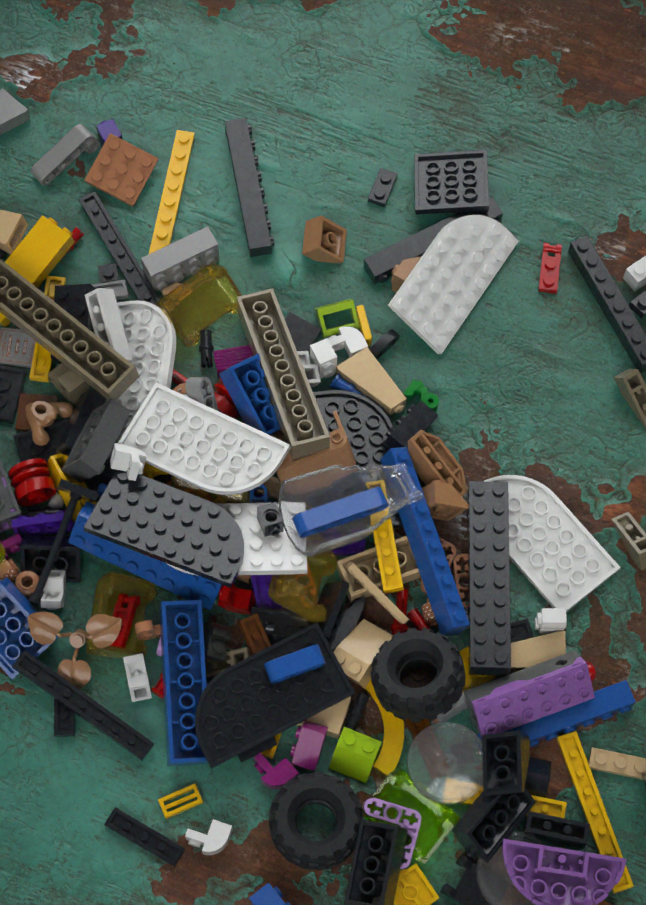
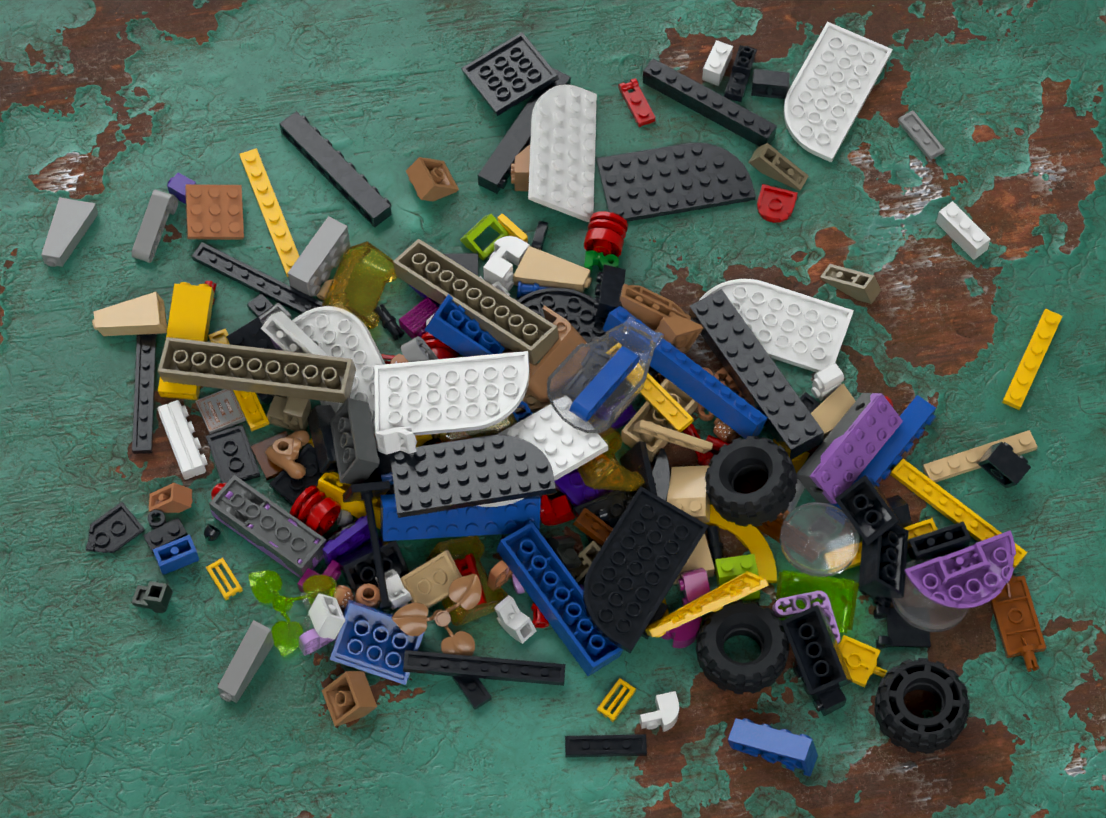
camera: 30 degrees left, 5 degrees down
(87, 600) = (431, 580): none -> tan tile
(270, 512) = (550, 421): black brick -> none
(294, 664) = (645, 527): blue beam -> none
(311, 765) = (711, 601): none -> yellow wing
(382, 187) = (451, 110): black plate -> none
(441, 374) = (606, 233): none -> red wheel
(535, 357) = (673, 180): none -> black plate
(615, 428) = (776, 203): none -> red tile

